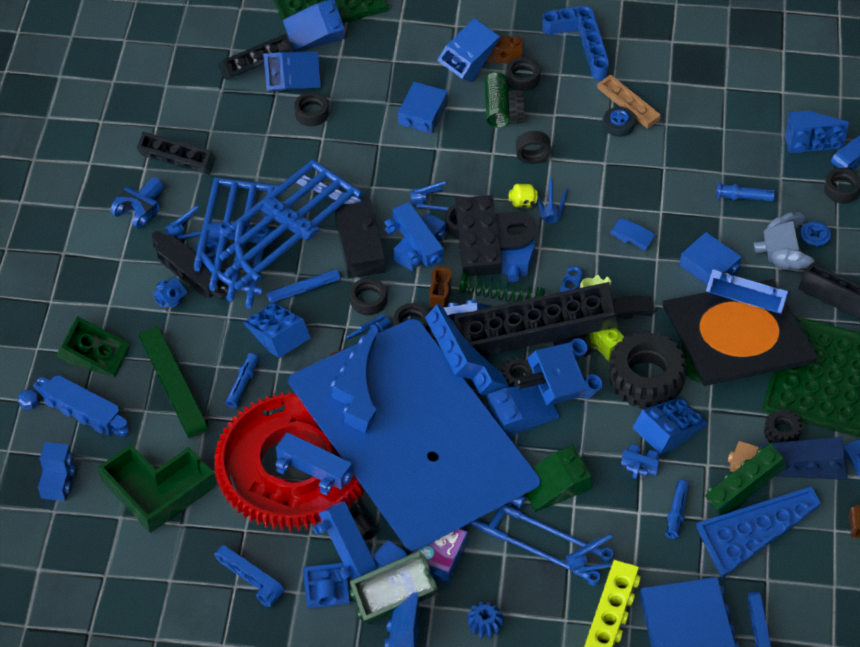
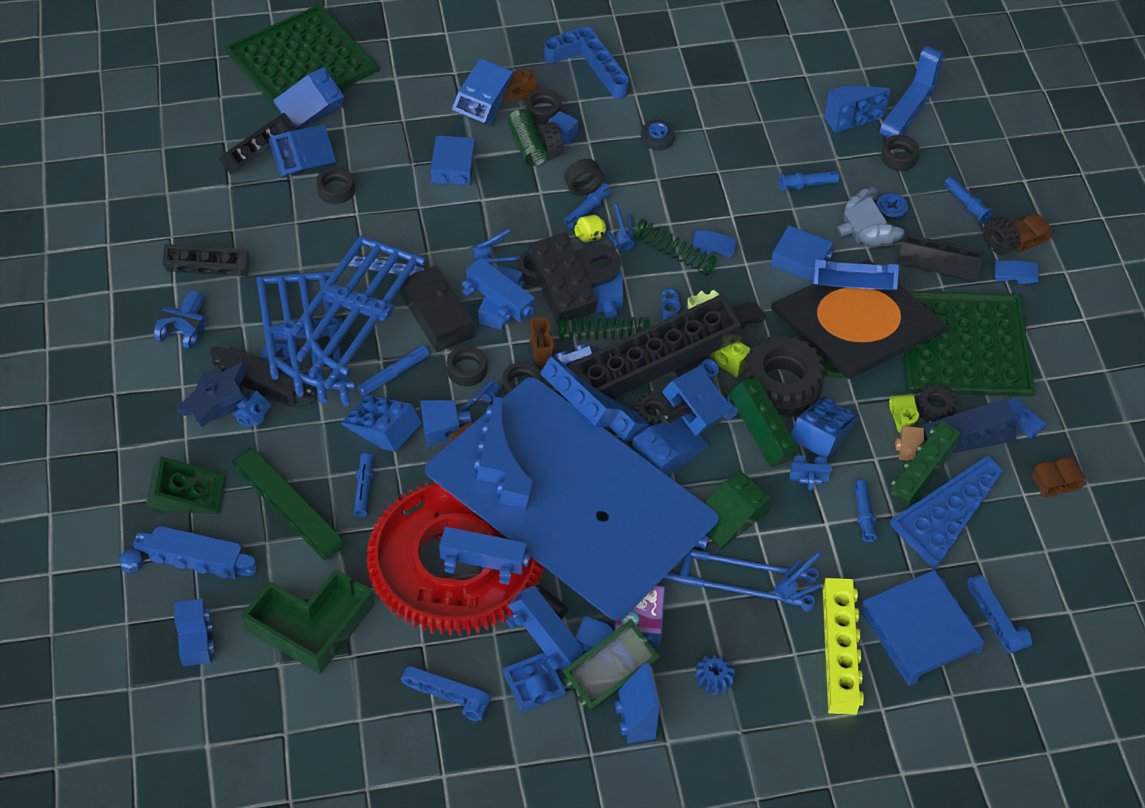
camera: 20 degrees left, 0 degrees up
(142, 273) = (215, 395): none -> dark blue plate
(176, 228) = (235, 339): blue plant -> none
(327, 338) = (441, 420): none -> blue torso
(534, 97) = (567, 125): none -> blue brick
(535, 171) = (593, 200): none -> blue pin
(611, 407) = (763, 421): none -> dark green brick
(615, 251) = (637, 235): none -> dark green piece
(626, 98) = (658, 111): medium nougat plate -> none
(749, 427) = (903, 410): none -> lime piece

